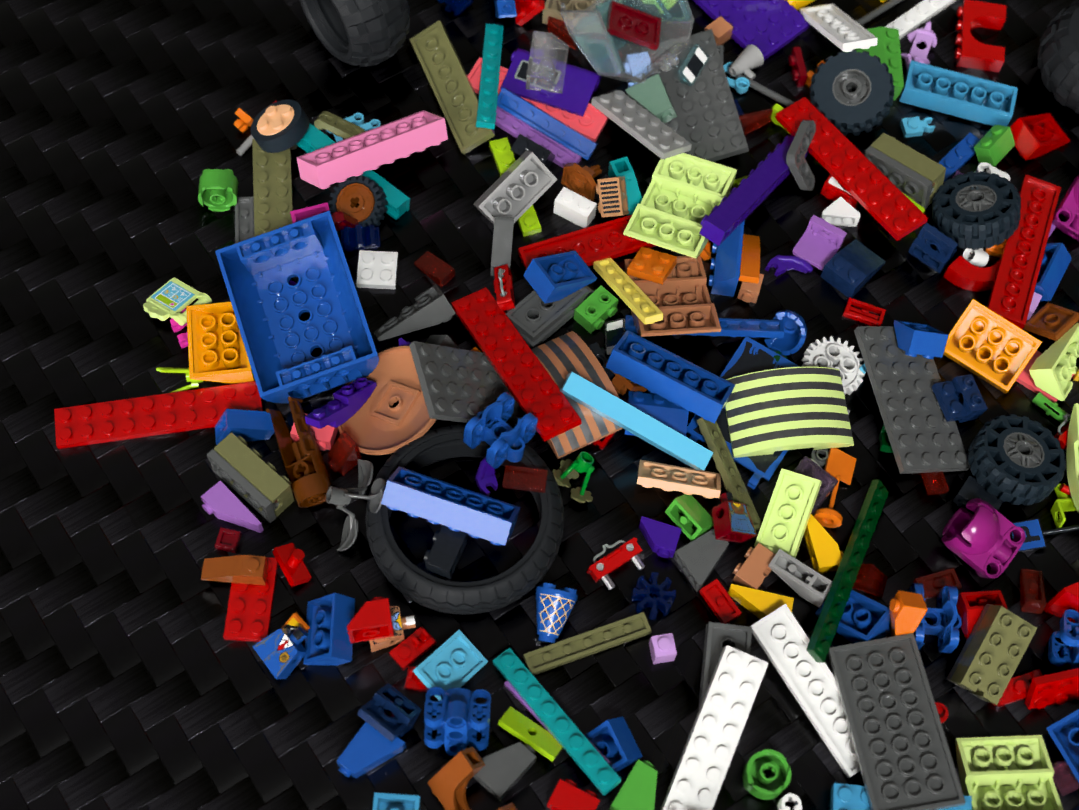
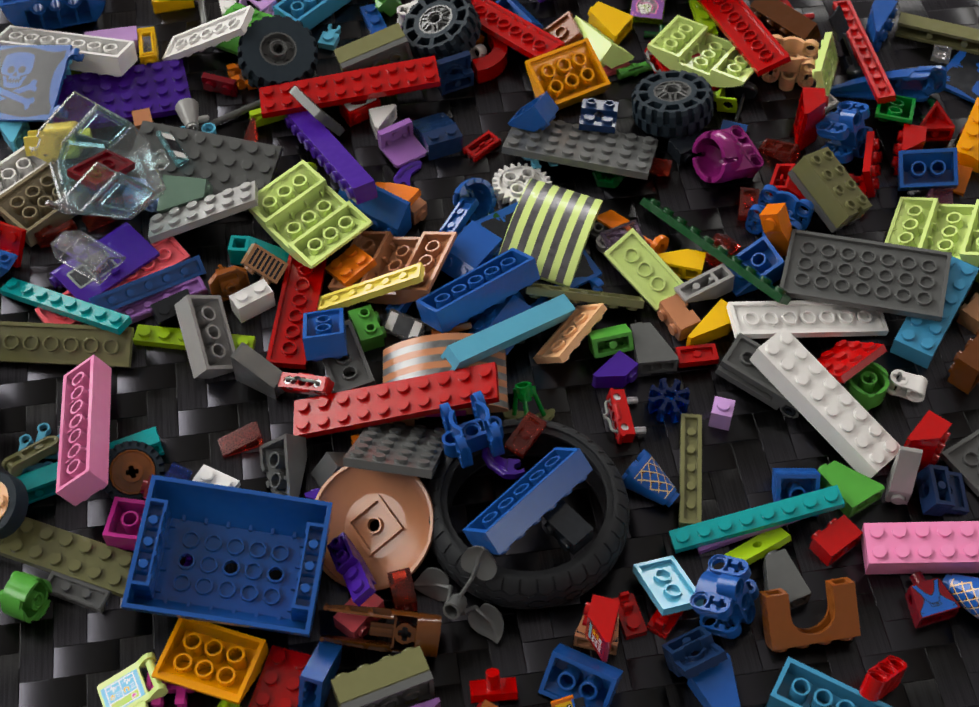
camera: 60 degrees left, 10 degrees down
(719, 352) = (471, 249): none -> blue slope
(732, 520) = (639, 308): dark red torso -> none
(778, 741) = (849, 358): none -> red plate

